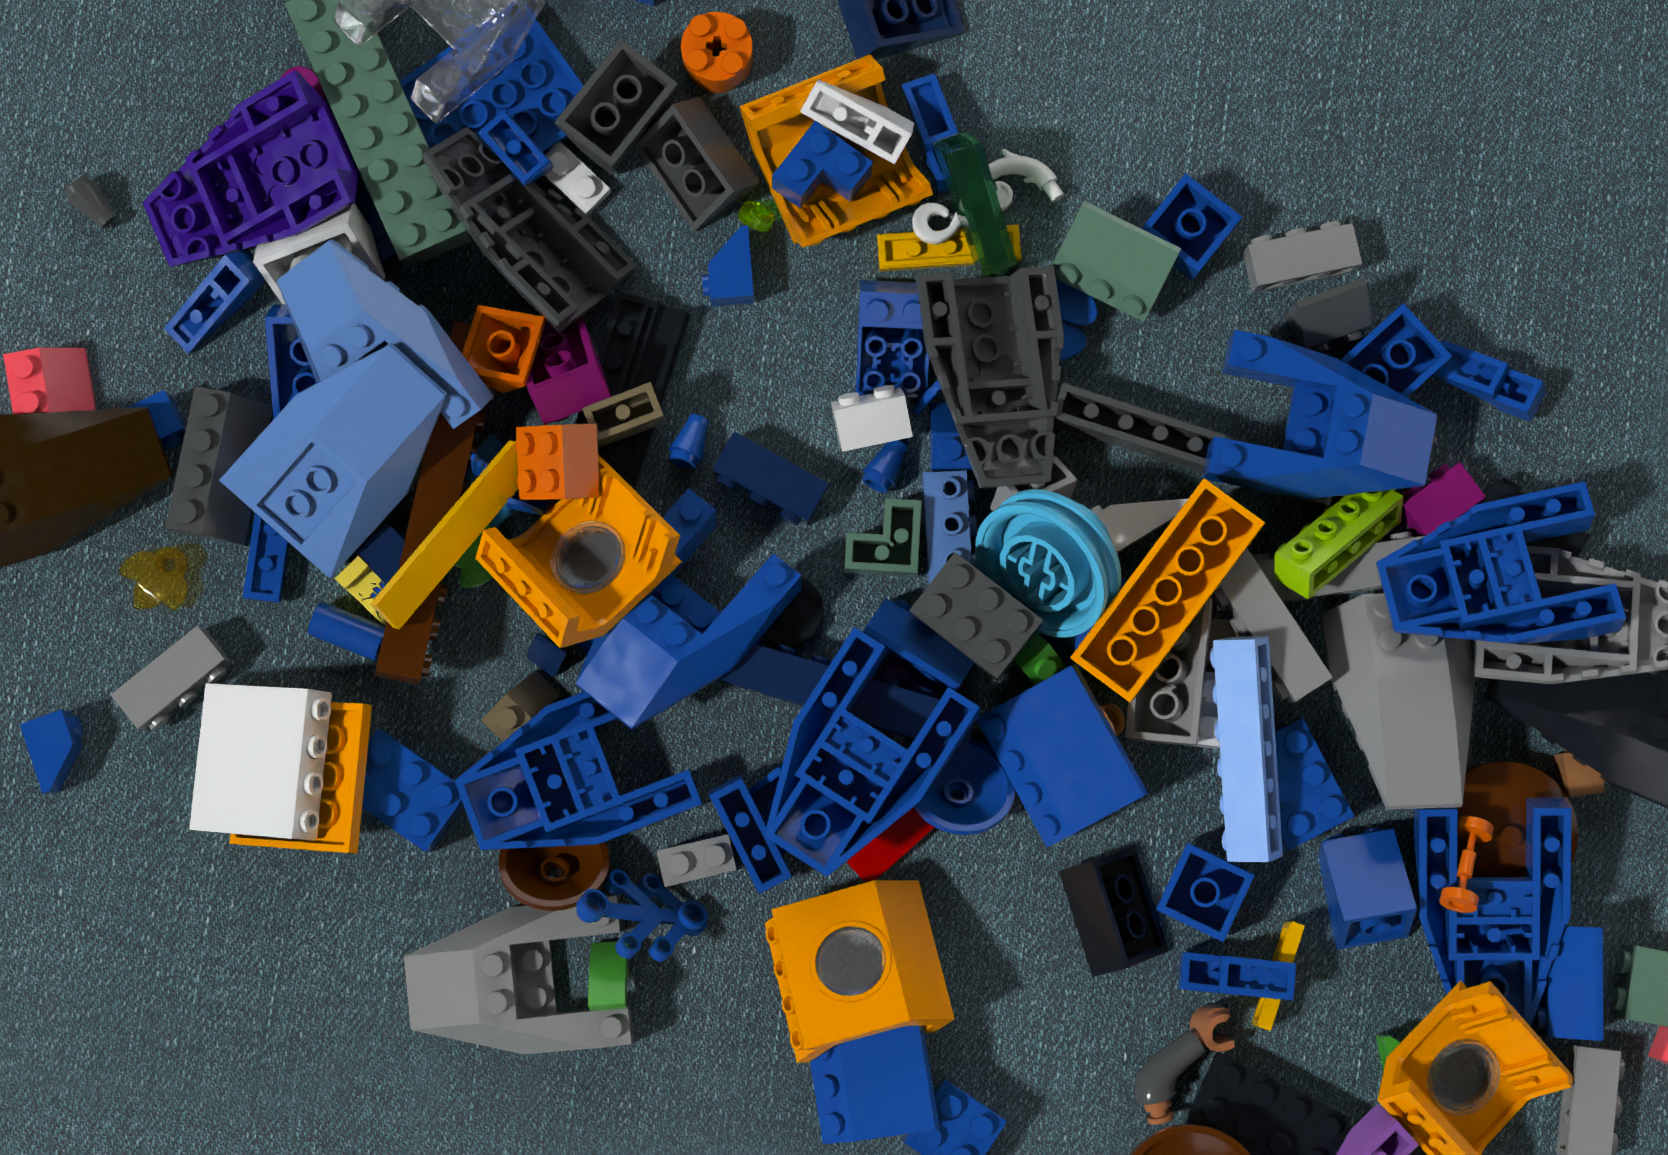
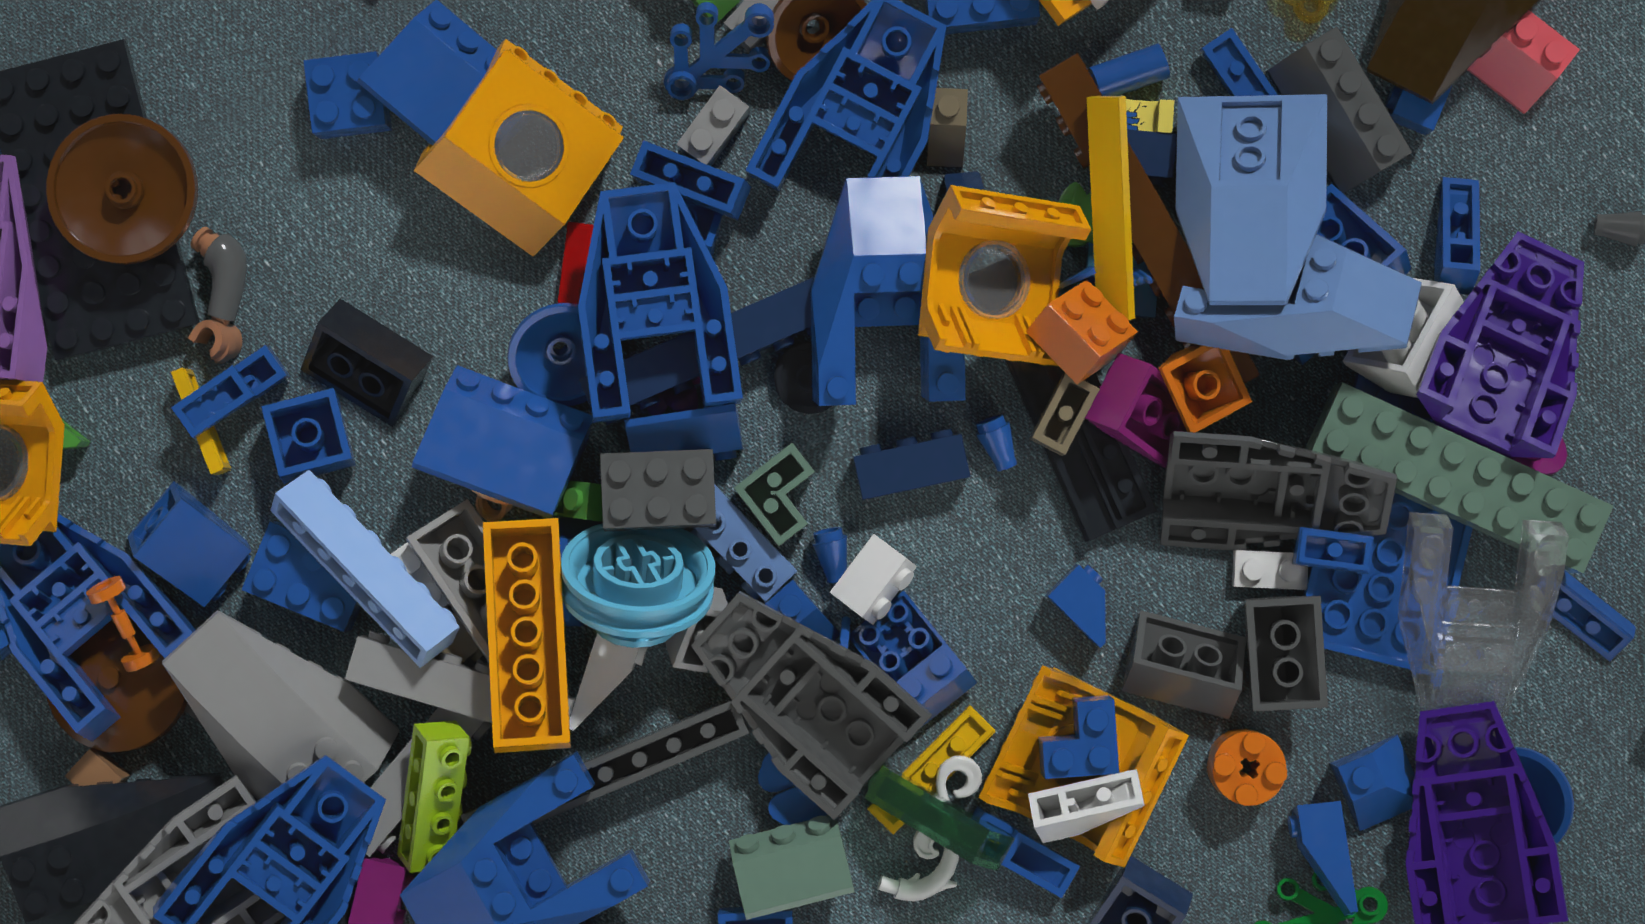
camera: 145 degrees right, 5 degrees up
(756, 216) = (1101, 662): clear neon green tile -> none

